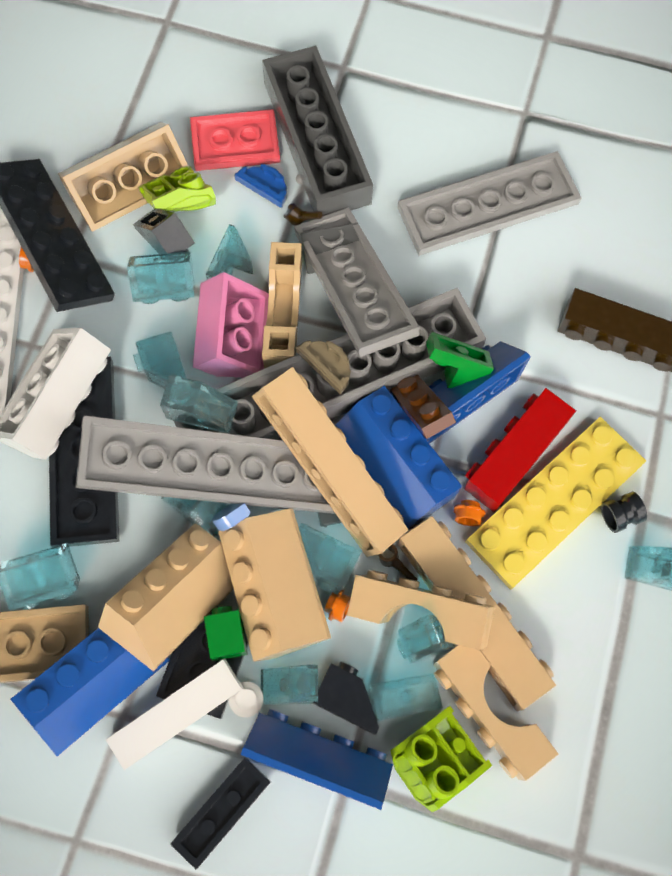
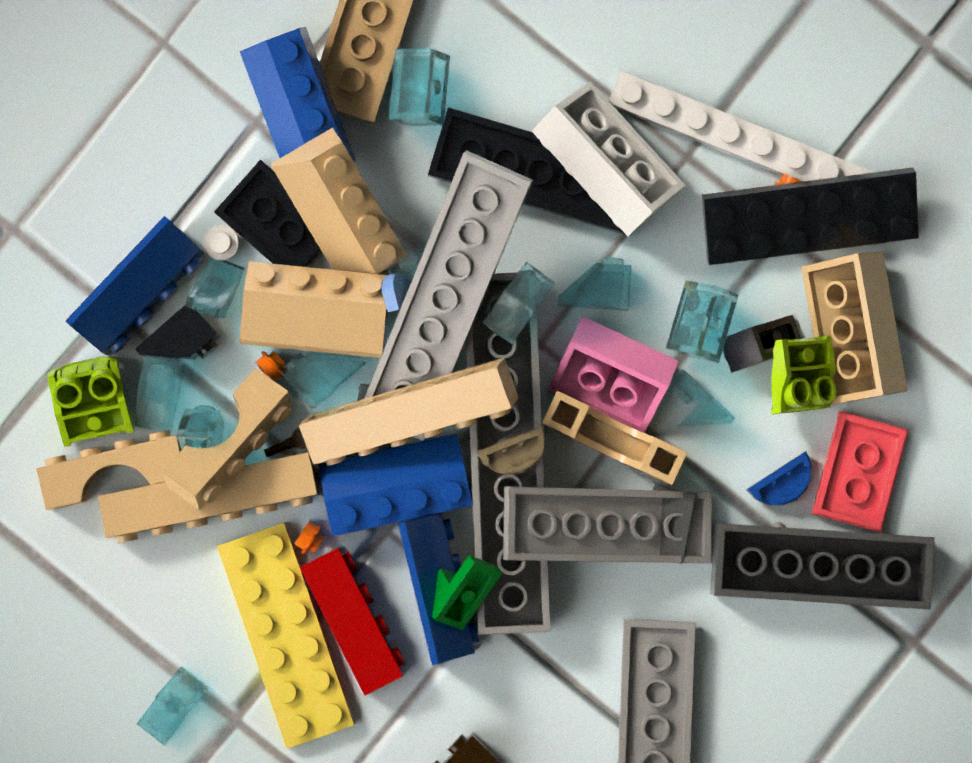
camera: 115 degrees right, 15 degrees up
(174, 714) = (235, 171): white tile -> none
(220, 813) = (129, 180): black plate -> none
(225, 634) = (286, 245): green brick -> none
(297, 215) = (725, 505): dark brown hand -> none
(422, 406) = (428, 530): reddish brown plate -> none
(624, 512) = (243, 695): black wheel -> none

